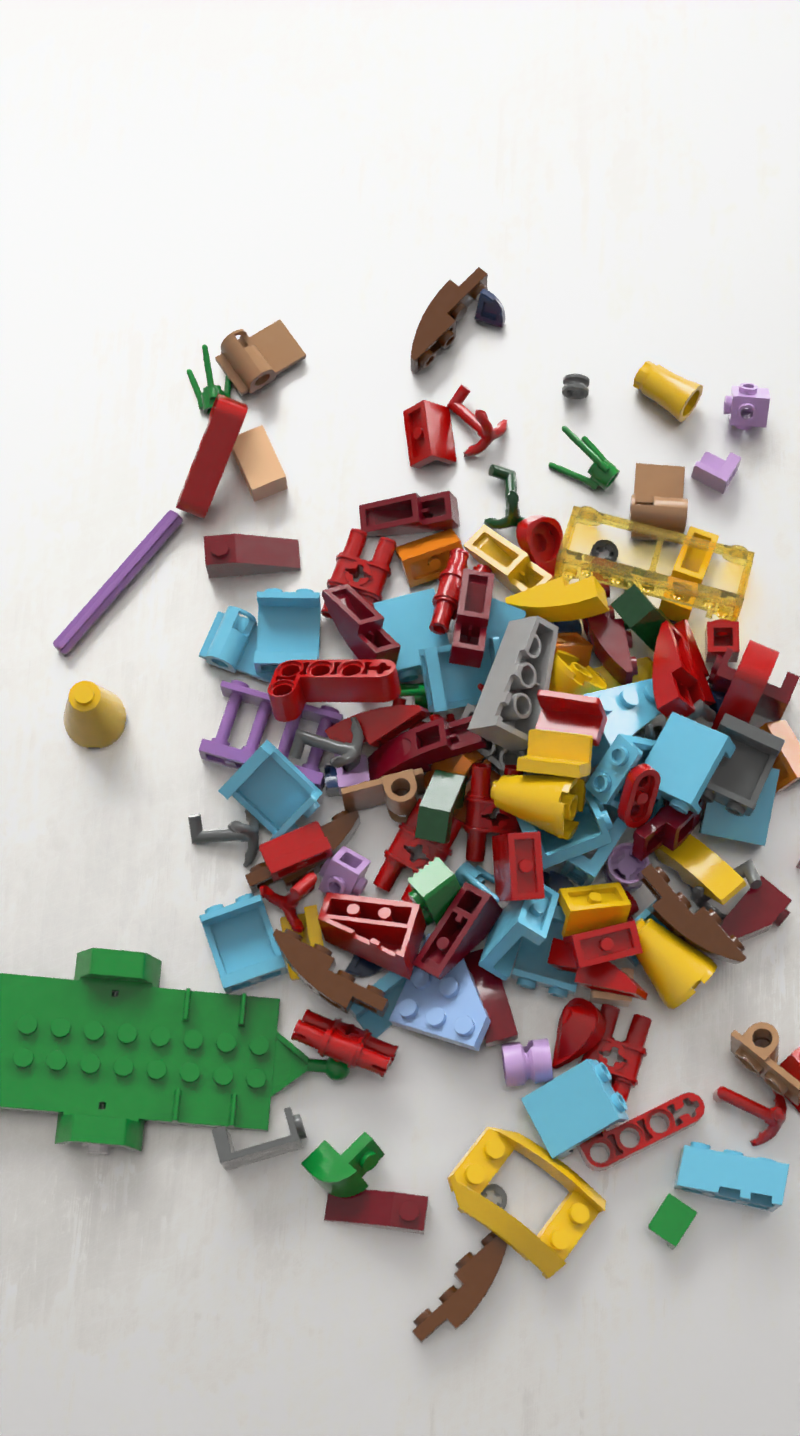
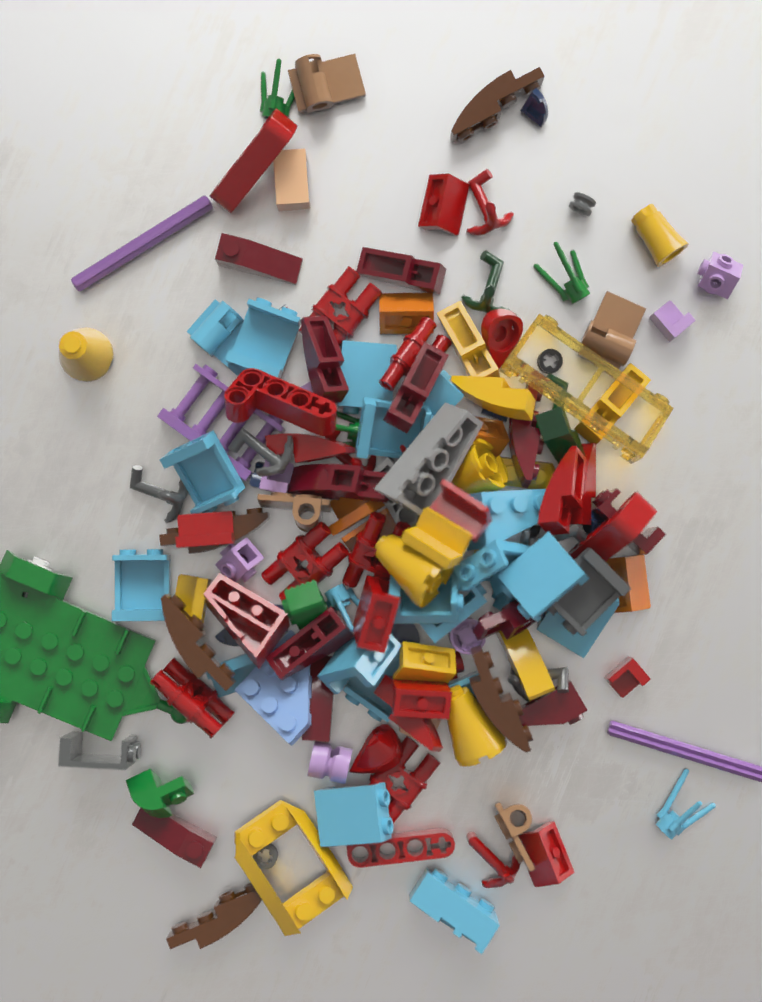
camera: 20 degrees right, 15 degrees up
(291, 900) = (191, 567): red piece -> none
(438, 804) = (332, 536): dark green slope -> none
(639, 795) = (493, 593): red plate -> none
(672, 1220) = (396, 924): green panel -> none
(719, 636) = (617, 473): red brick -> none

